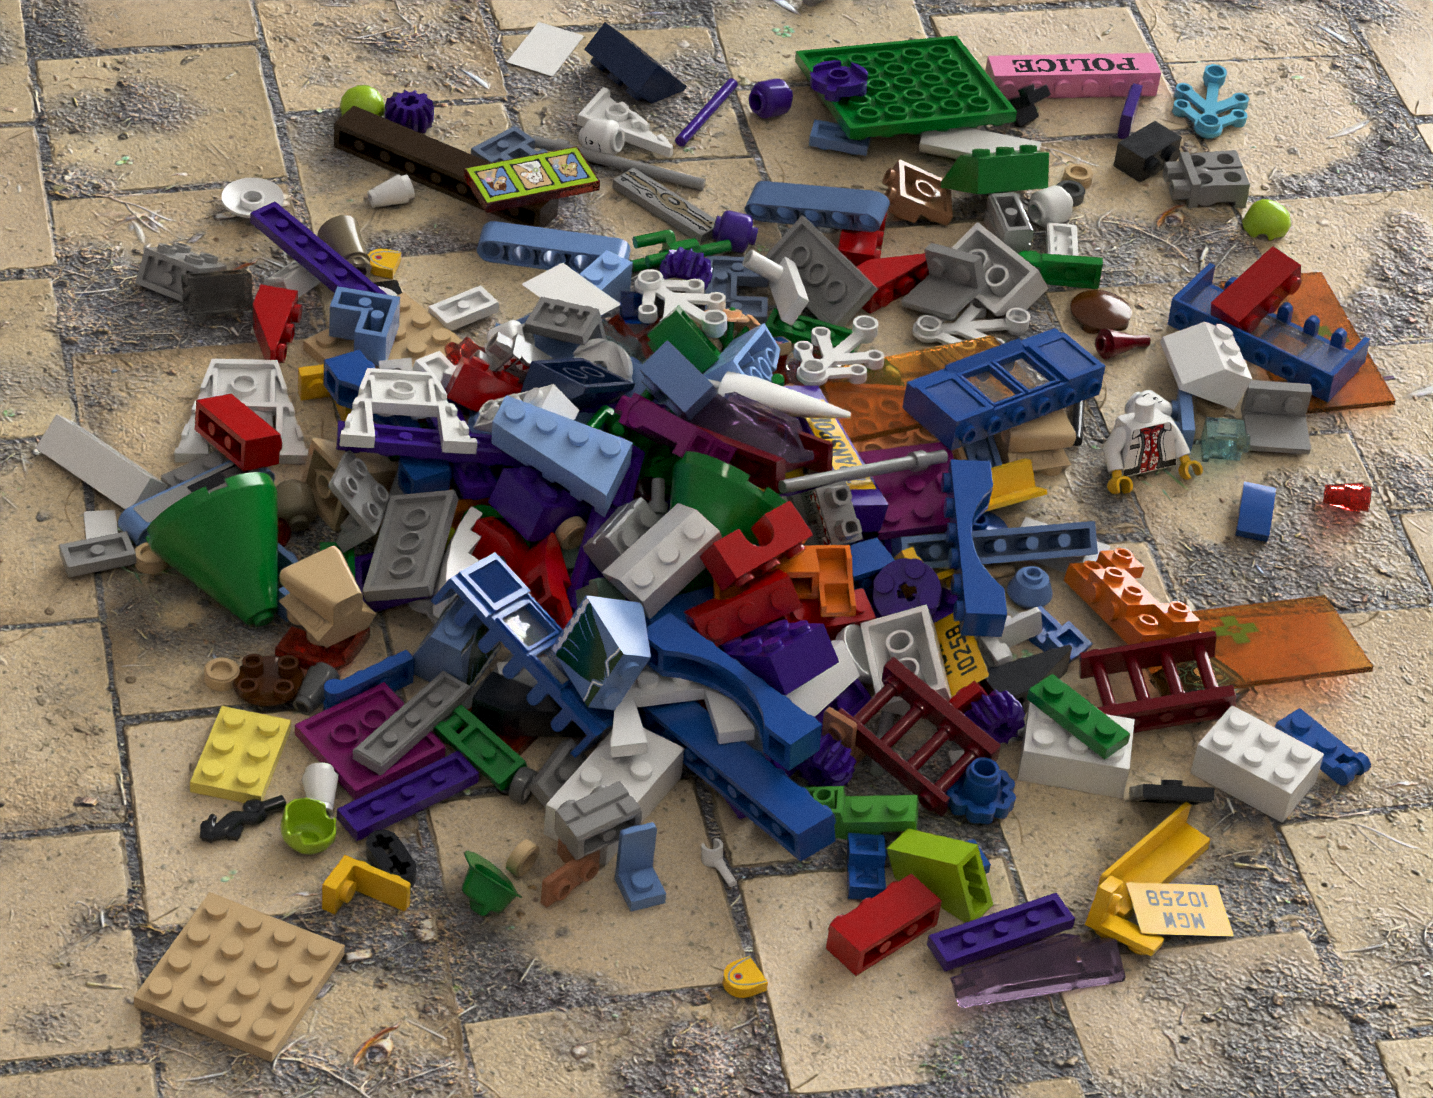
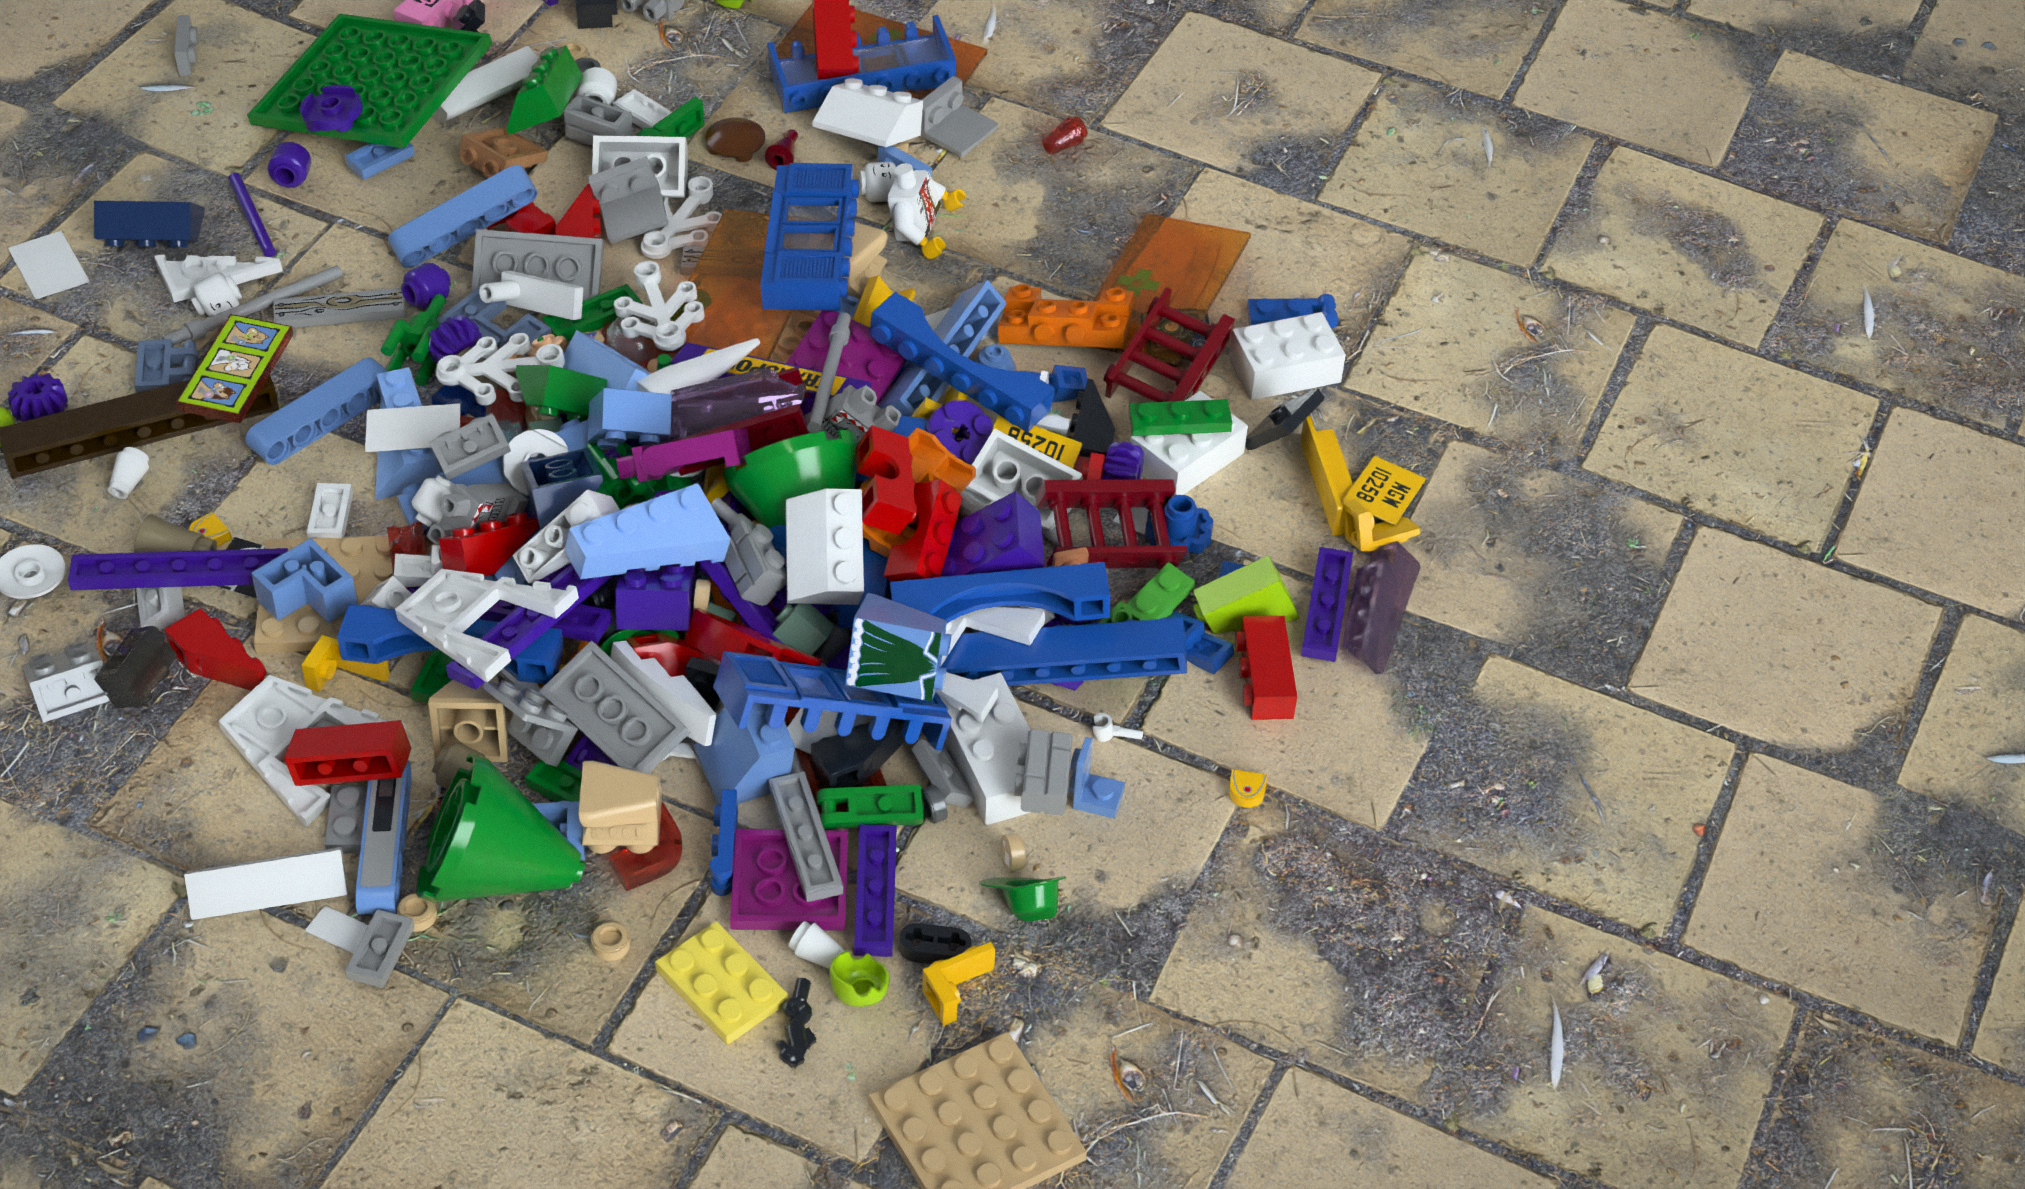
camera: 50 degrees left, 5 degrees up
(268, 679) = (653, 910): reddish brown dish -> none
(312, 688) = (694, 880): dark grey cone -> none
(569, 876) = (1063, 843): nougat bracket -> none
(1224, 439) = (946, 160): clear light blue brick -> none
(1255, 511) = (1031, 190): blue slope -> none

